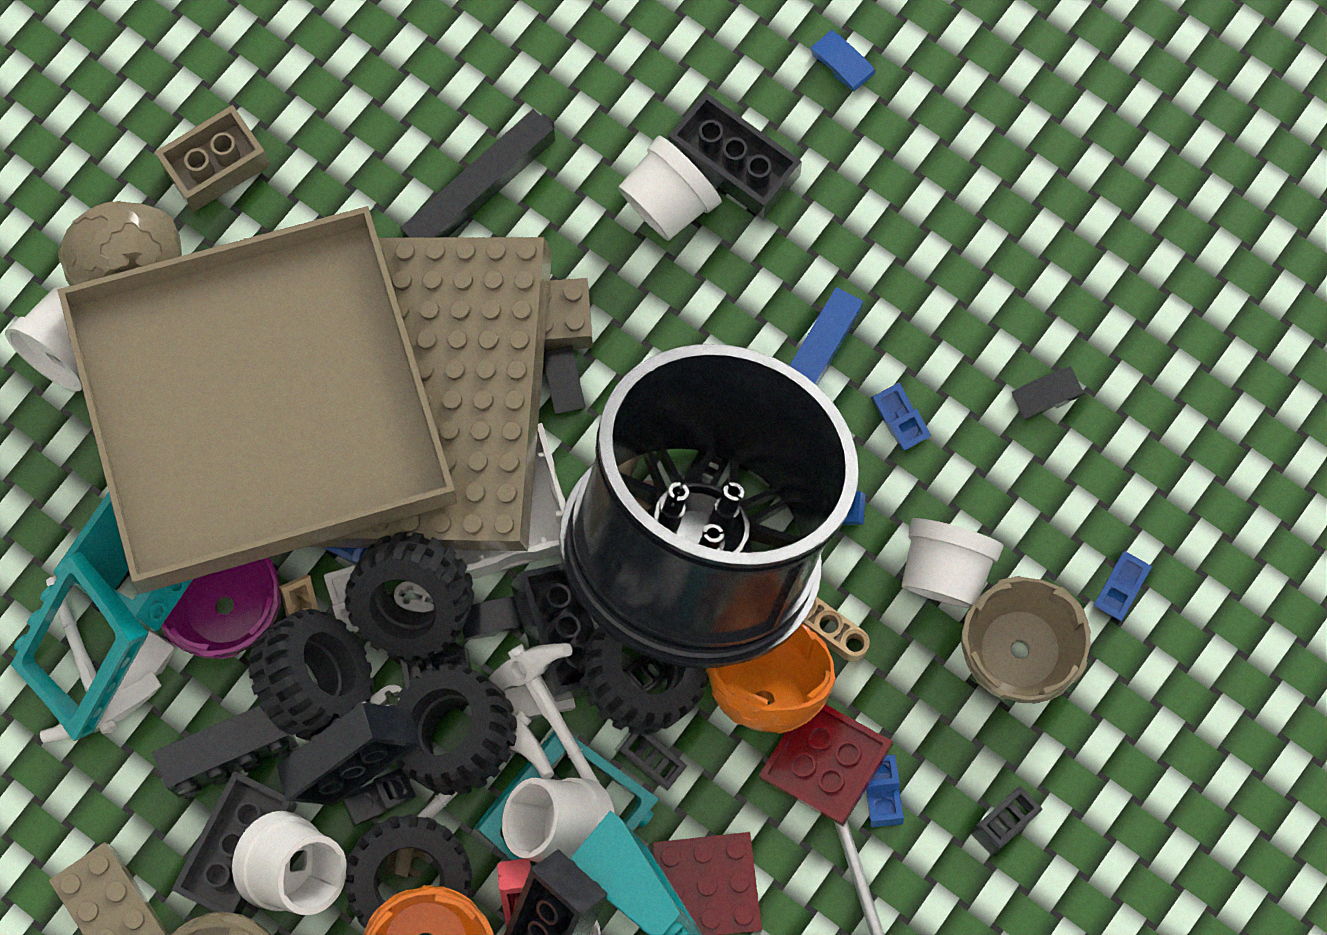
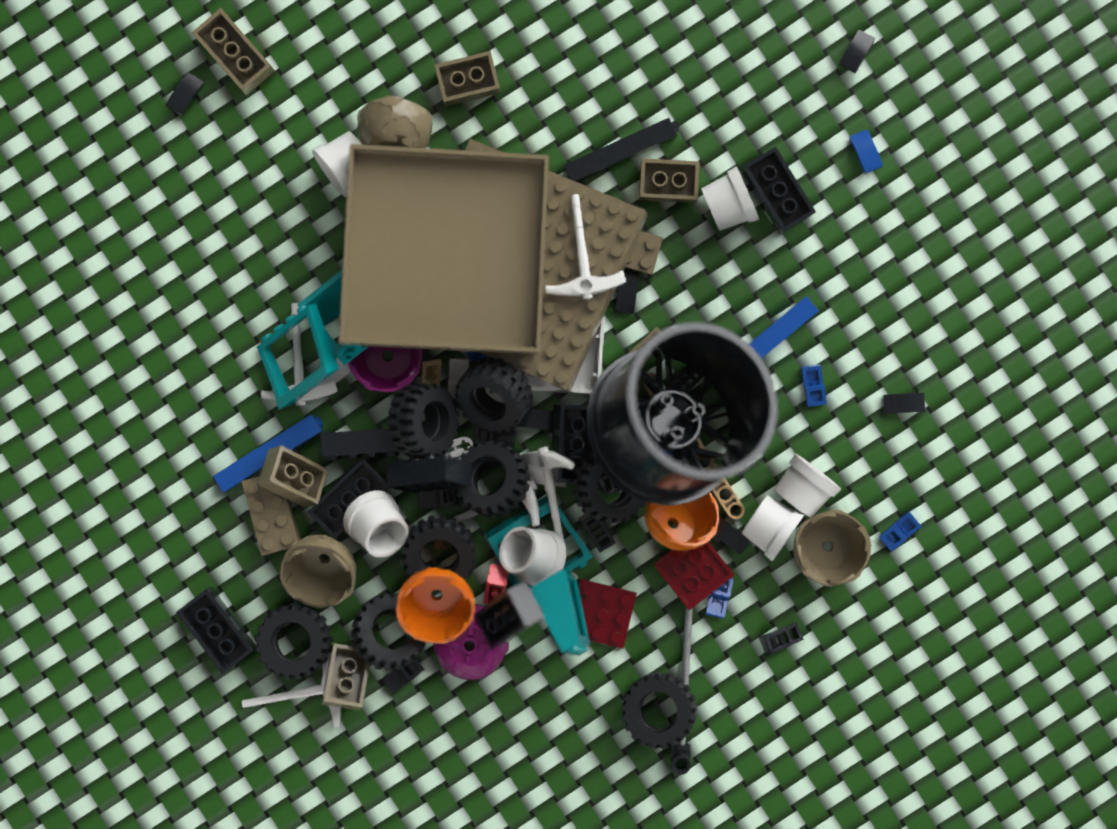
camera: 15 degrees right, 15 degrees up
(81, 823) = (254, 461): none -> blue brick
(129, 839) = (292, 476): none -> dark tan brick
(493, 371) = (585, 284): none -> white piece
(567, 196) = (669, 180): none -> dark tan brick
(864, 688) = (731, 536): none -> black slope
(921, 643) = (772, 526): none -> white piece

